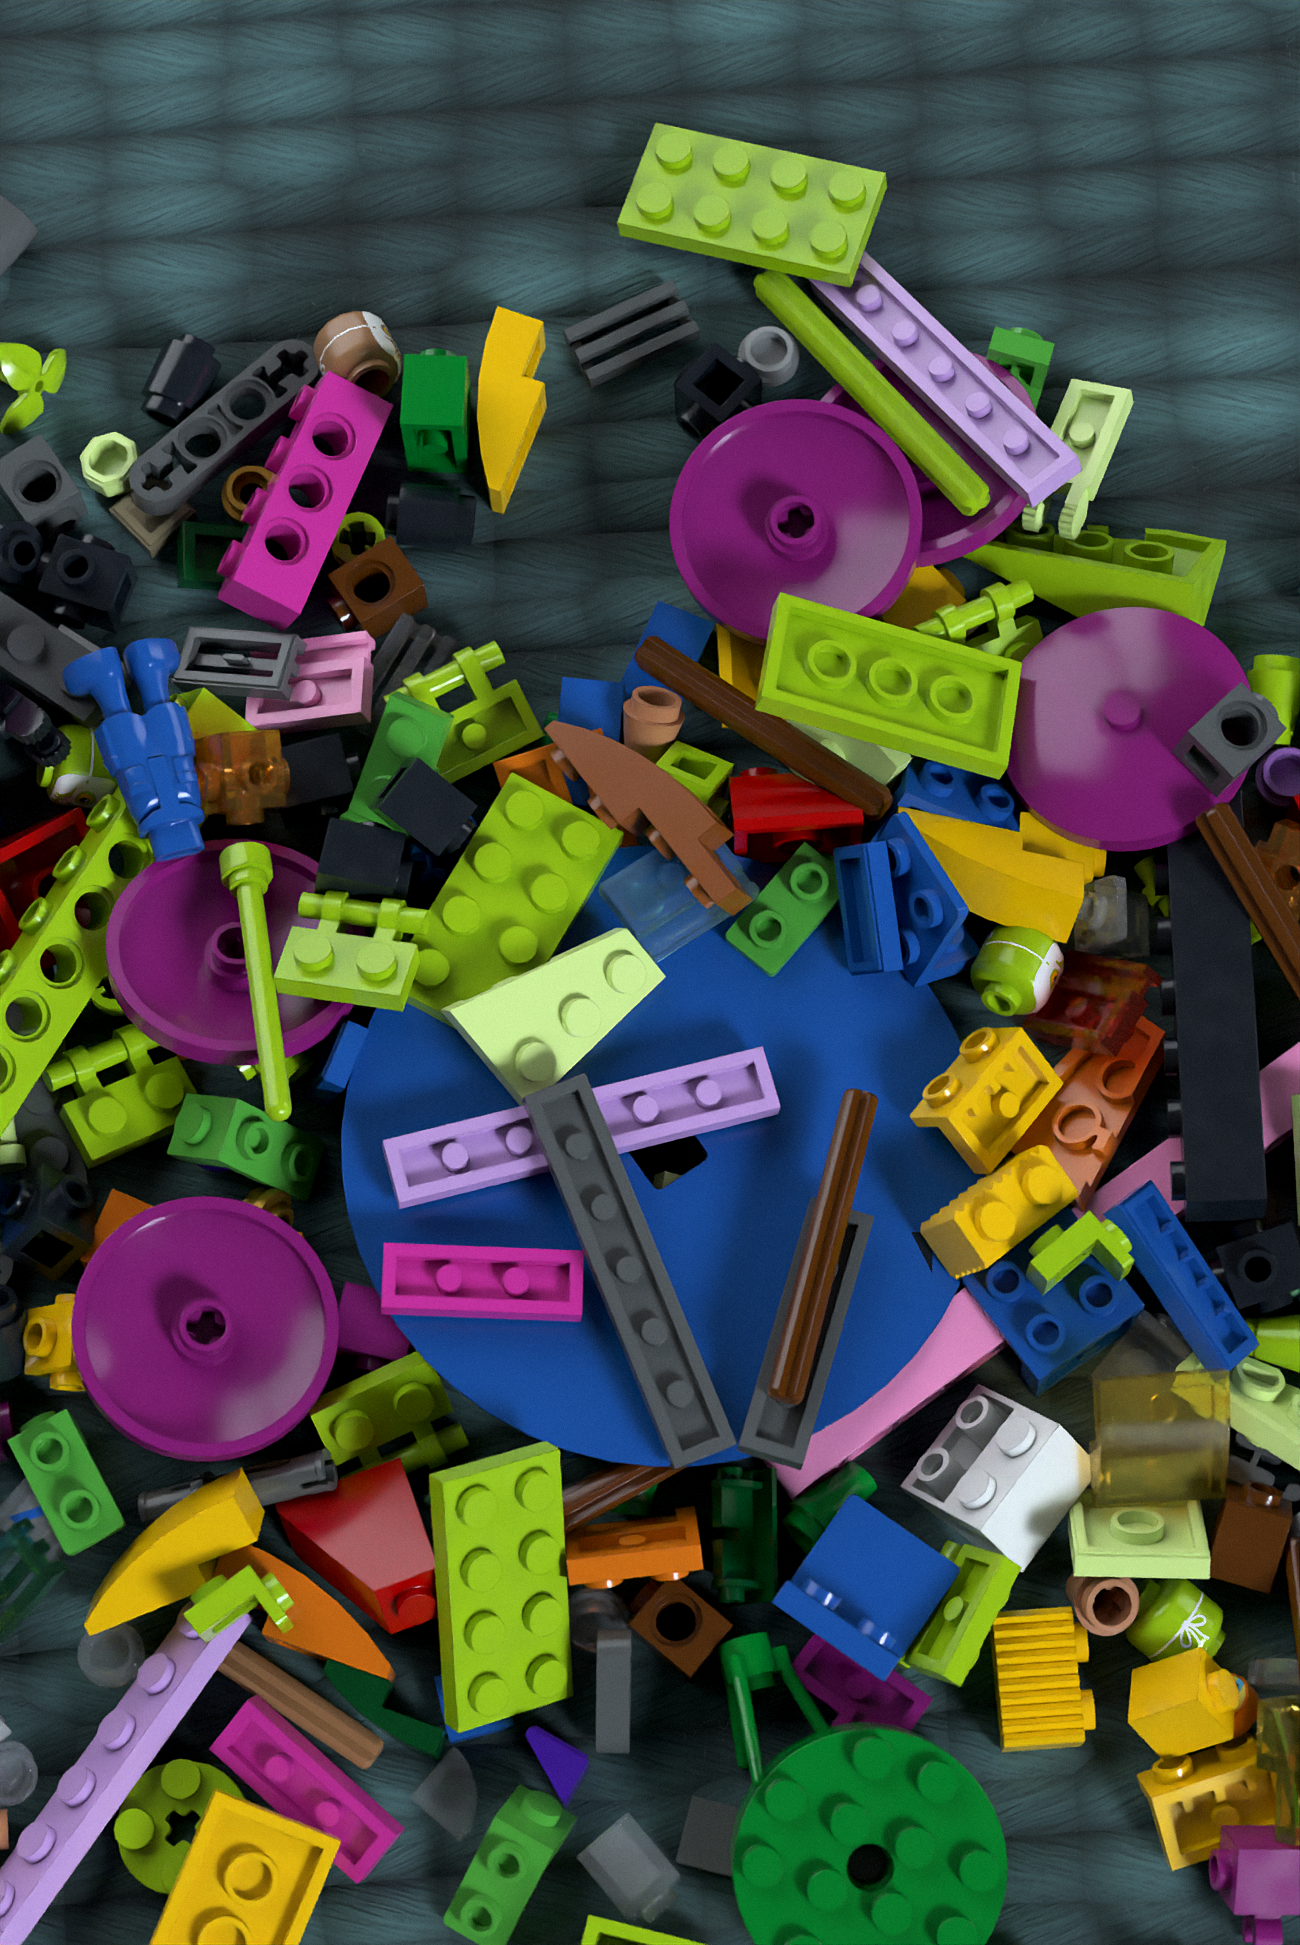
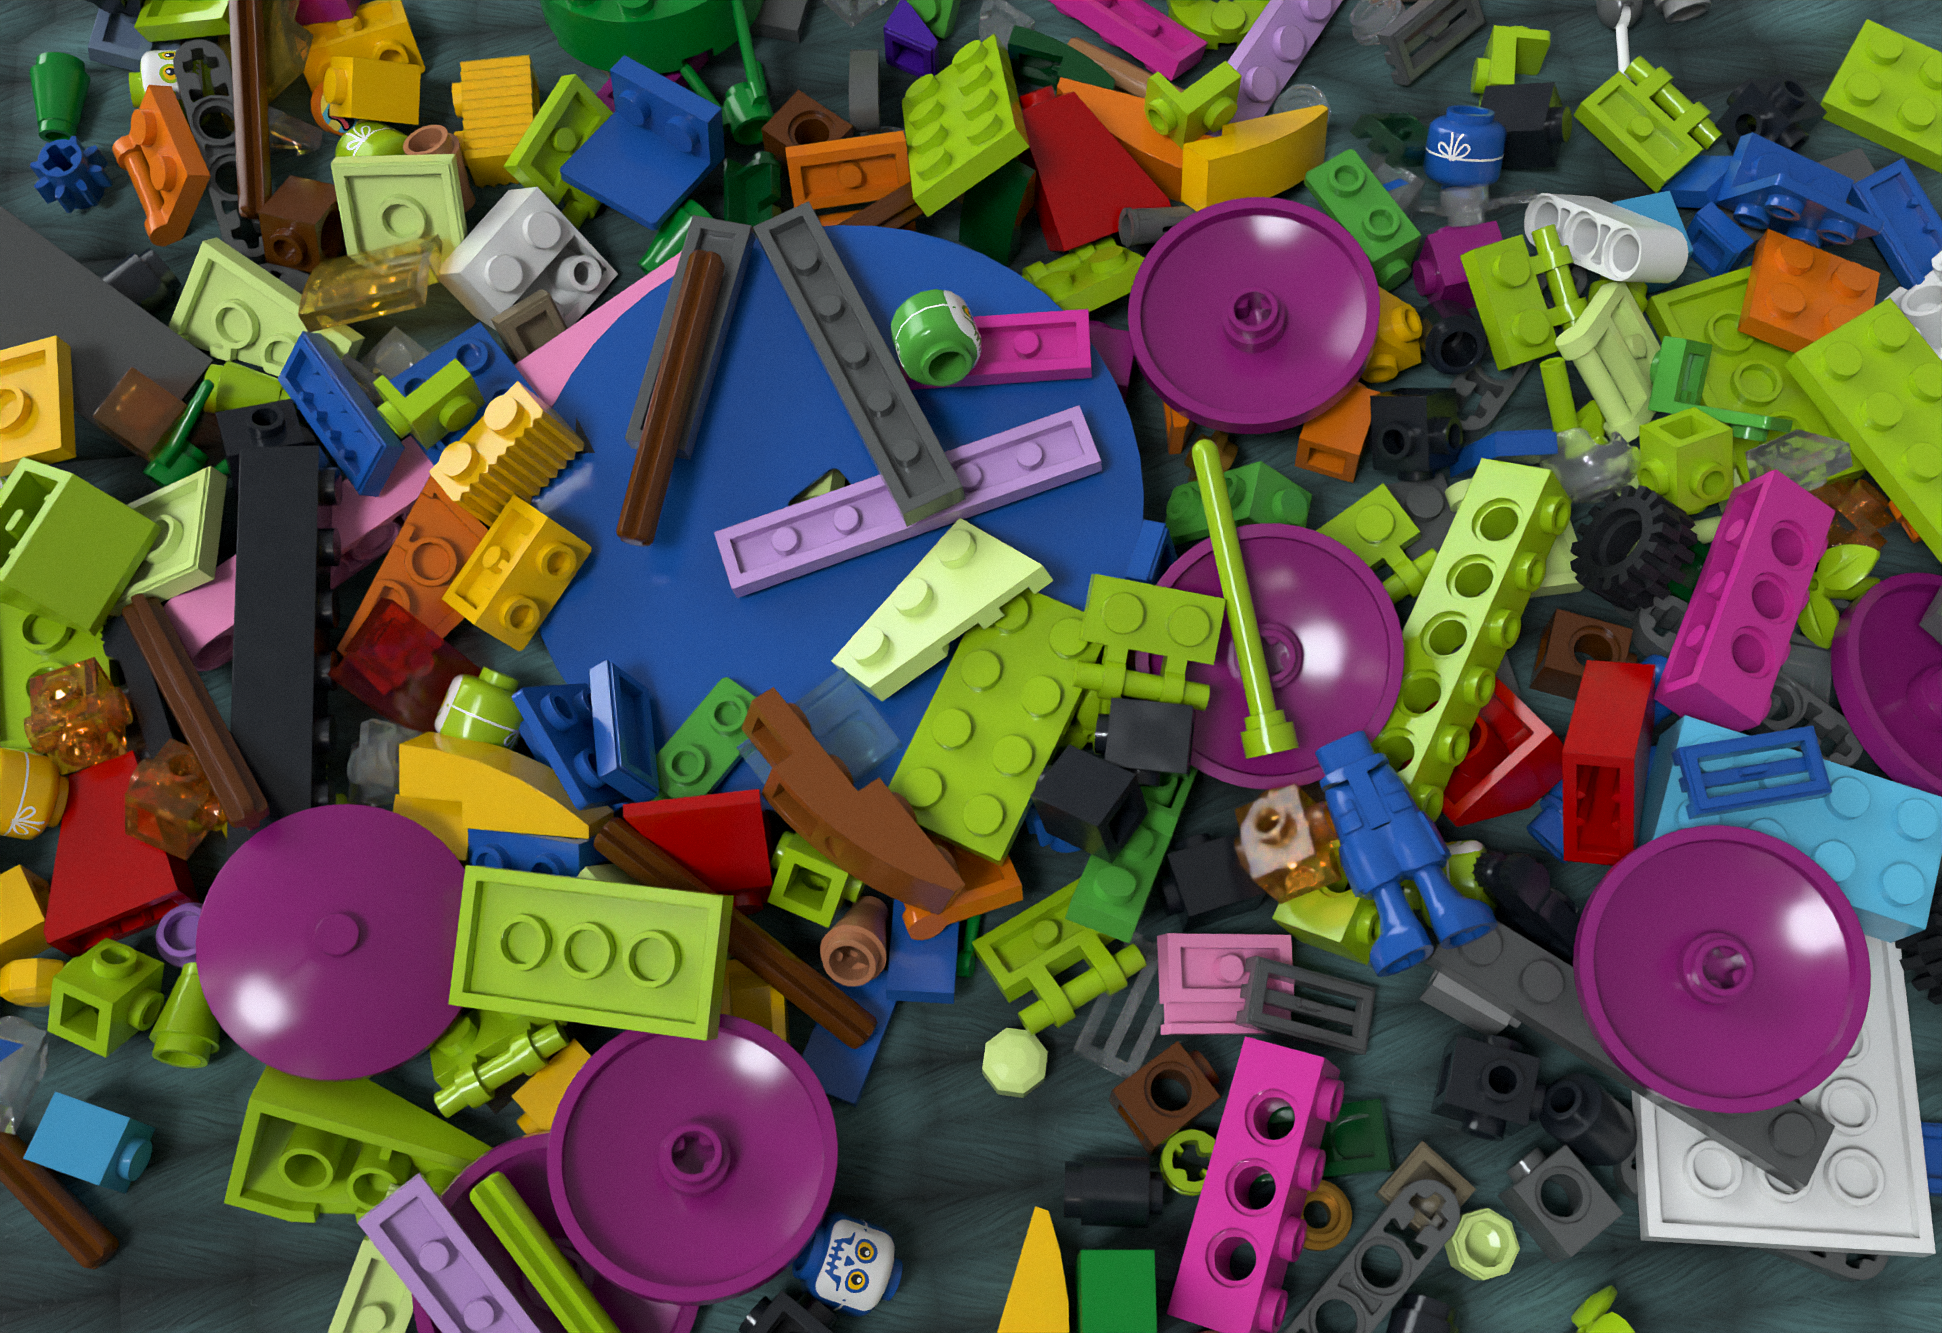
camera: 175 degrees right, 5 degrees down
(514, 631) = (1014, 1062): none -> yellowish green tile
(542, 1265) = (936, 337): none -> bright green head
(656, 459) = (849, 1265): none -> head
(985, 1390) = (529, 324): none -> dark tan tile
(1212, 756) = (243, 893): dark grey brick -> none

